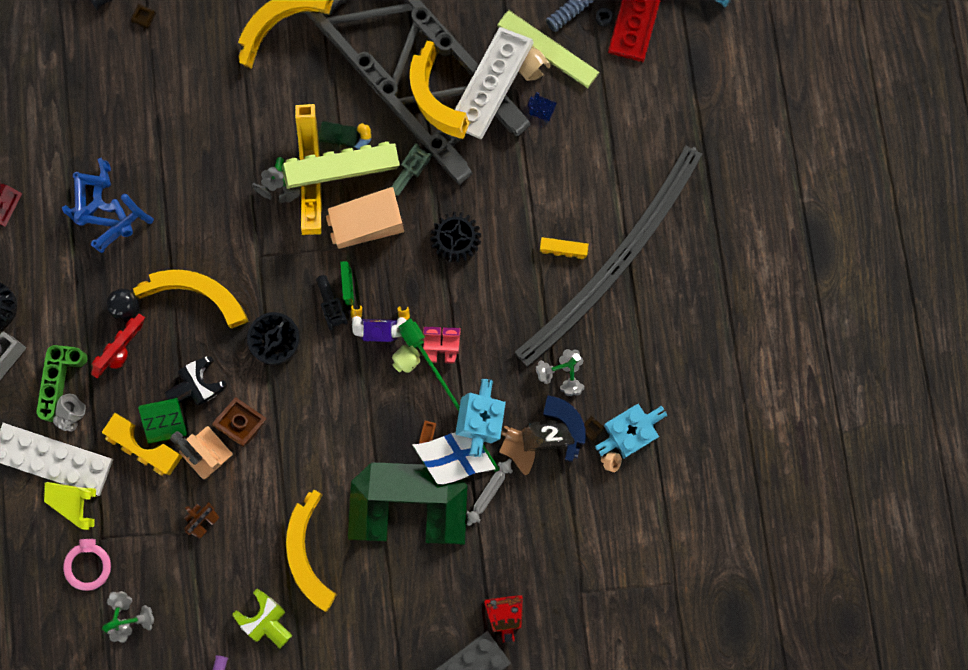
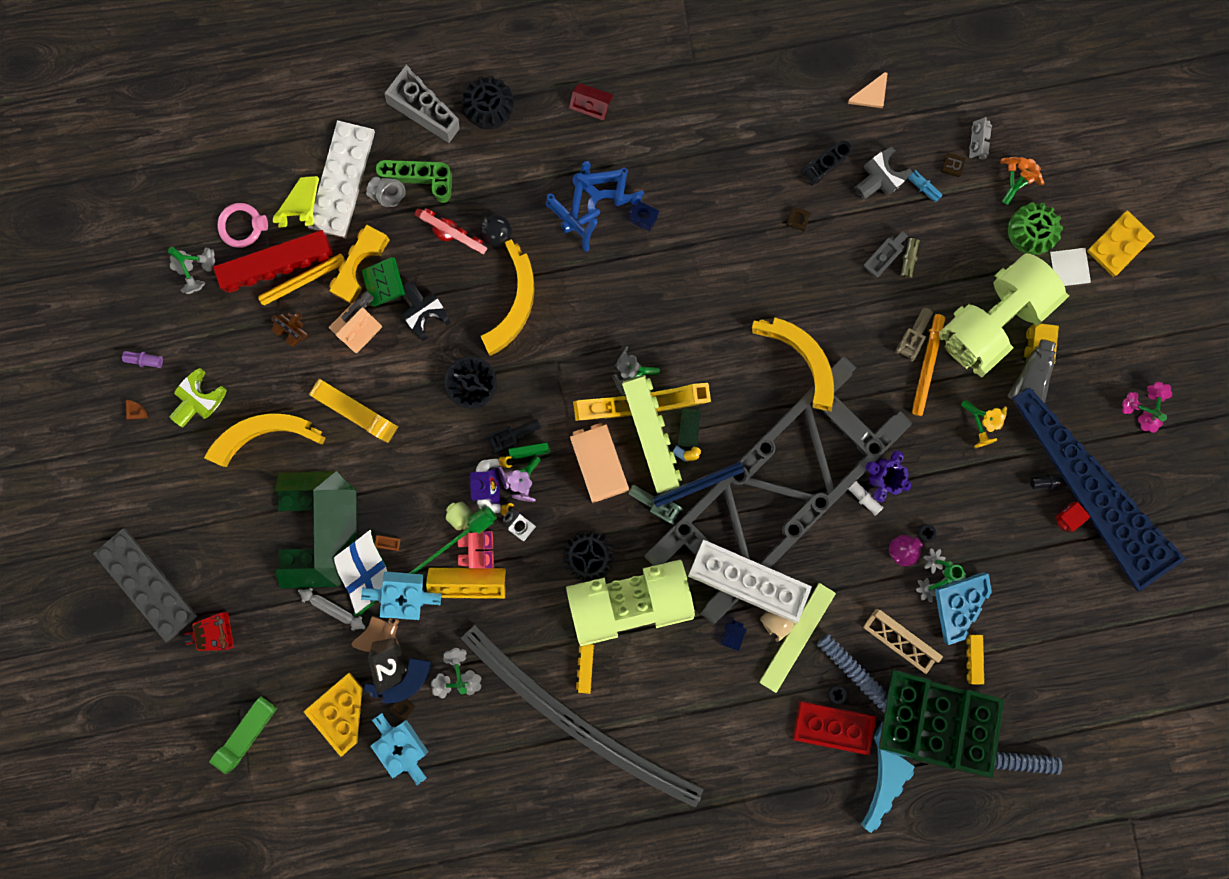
camera: 80 degrees right, 5 degrees up
(120, 153) = (647, 223): none -> clear blue brick
(128, 532) = (273, 261): none -> red brick
(151, 505) = (301, 279): none -> yellow axle
(239, 422) = (386, 356): reddish brown slope -> none
(291, 458) = (353, 410): none -> yellow beam
(373, 292) = (520, 480): none -> lavender plant
(394, 125) = (698, 484): none -> dark blue axle
(419, 301) = (524, 527): none -> dark grey brick
(440, 116) = (708, 531): yellow arch -> none
(472, 355) = (467, 582): none -> yellow panel
(499, 170) = (654, 597): none -> yellowish green cylinder
(593, 490) = (338, 714): none -> yellow plate
(608, 585) = (243, 737): none -> bright green beam
(611, 461) = (368, 730): light nougat tile -> none

